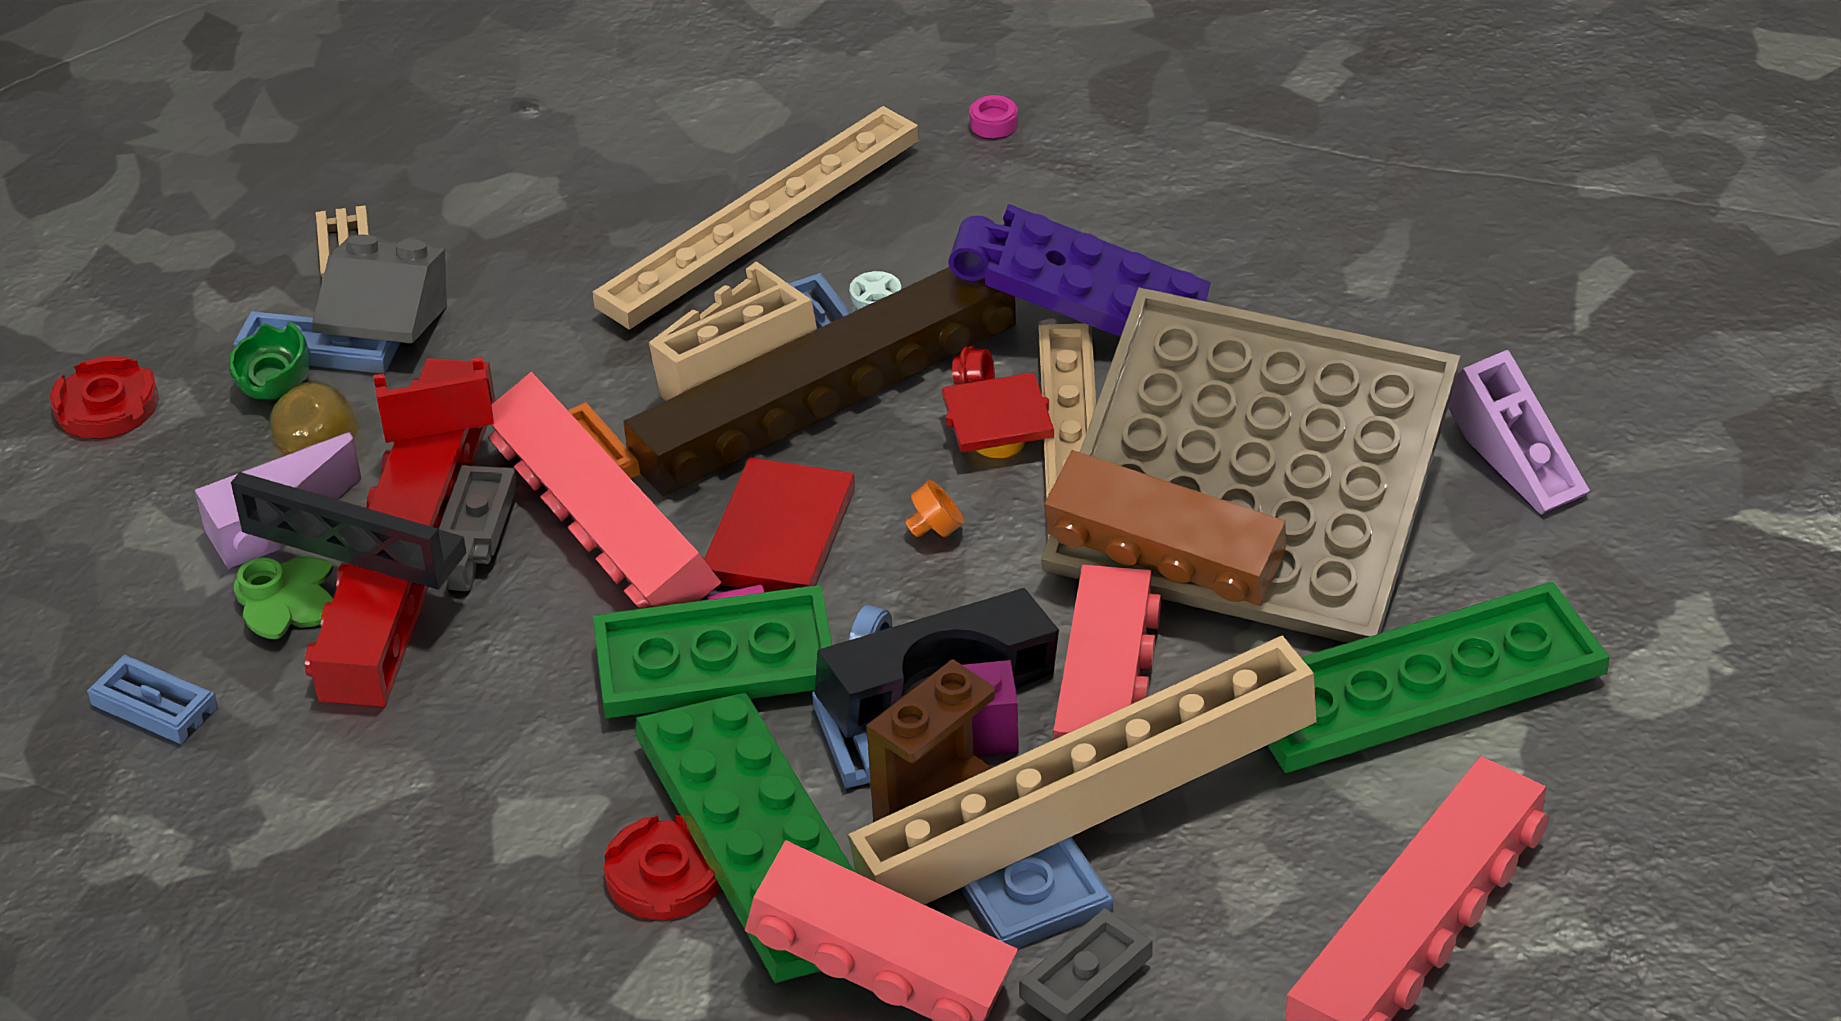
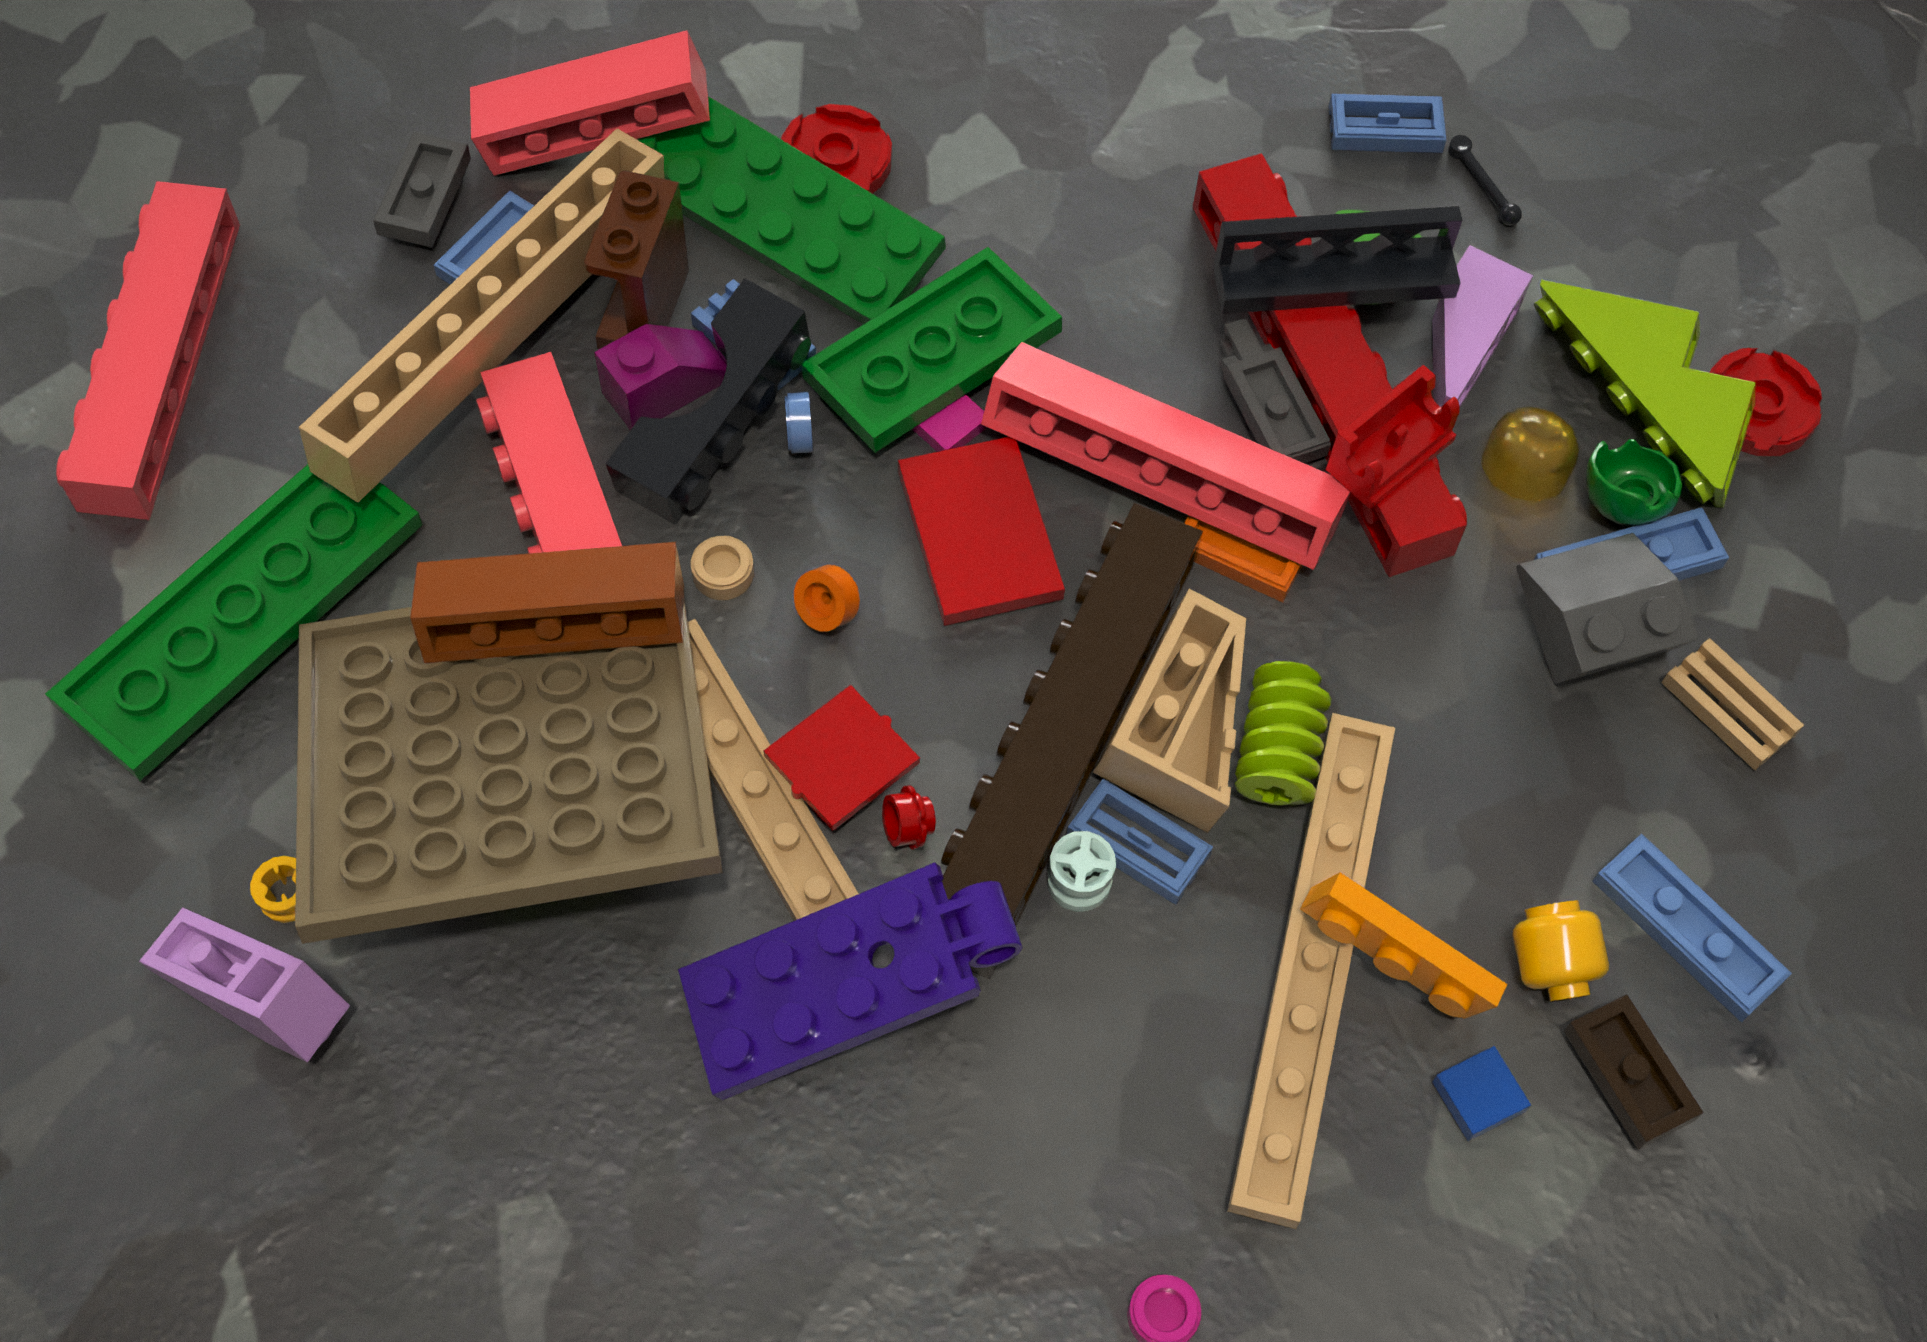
camera: 145 degrees right, 20 degrees up
(133, 591) = (1460, 148): none -> black hinge
(169, 409) = (1647, 361): none -> lime slope
(502, 162) = (1691, 927): none -> medium blue tile
(601, 161) = (1560, 949): none -> yellow head
(615, 108) = (1633, 1071): none -> dark brown plate
(671, 300) = (1282, 734): none -> lime piece
(707, 177) = (1402, 947): none -> light orange plate
(714, 135) = (1481, 1093): none -> blue tile
(1001, 573) = (722, 567): none -> tan tile
(1461, 480) = (264, 877): none -> yellow bush

